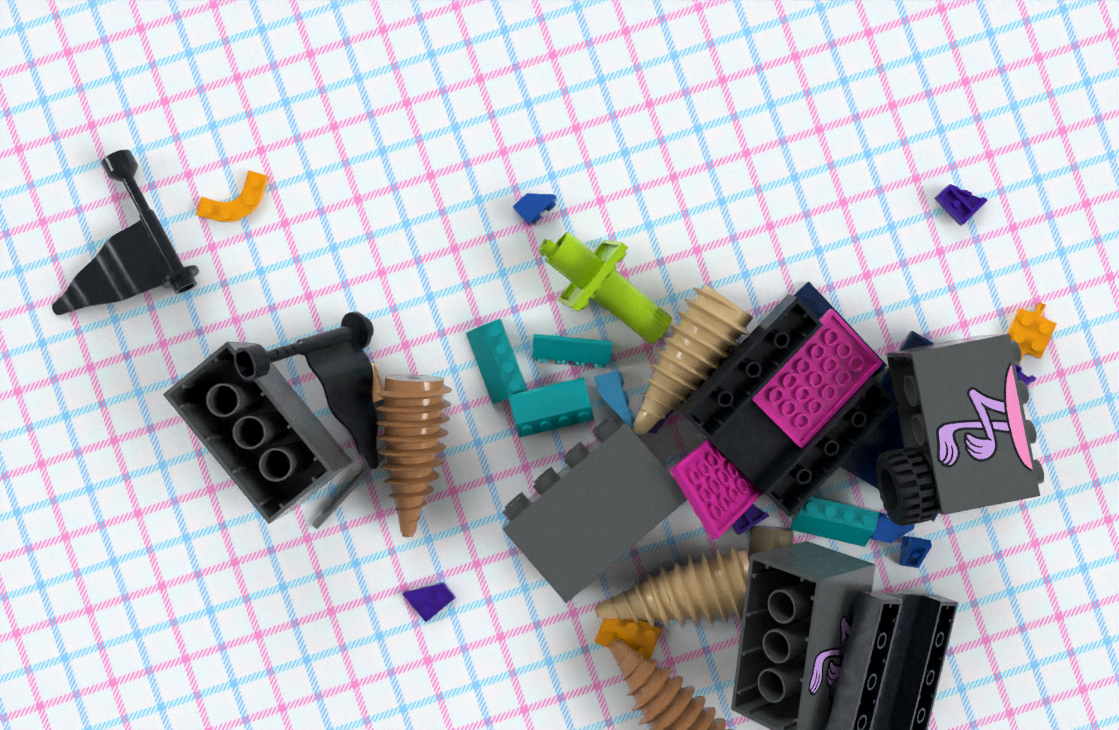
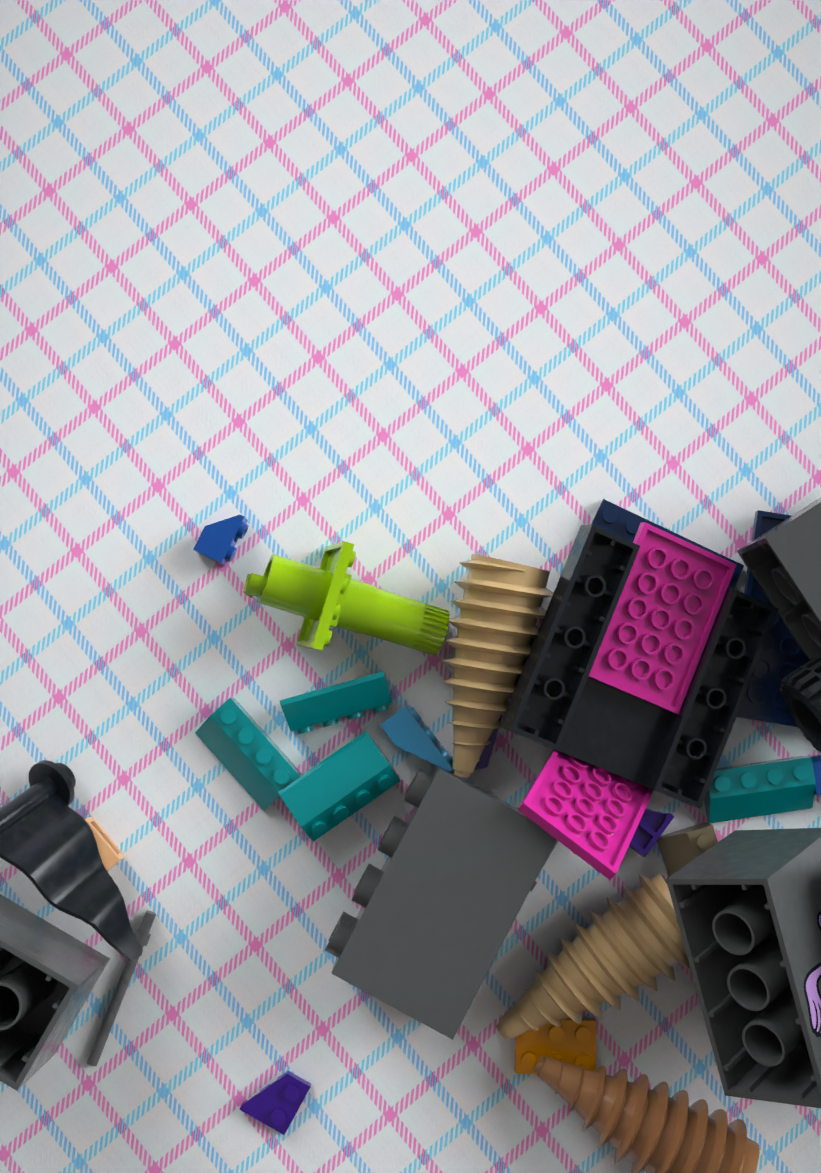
camera: 20 degrees left, 5 degrees down
(411, 439) = (174, 900): medium nougat cone -> none
(959, 203) = (750, 331): dark purple wing -> none

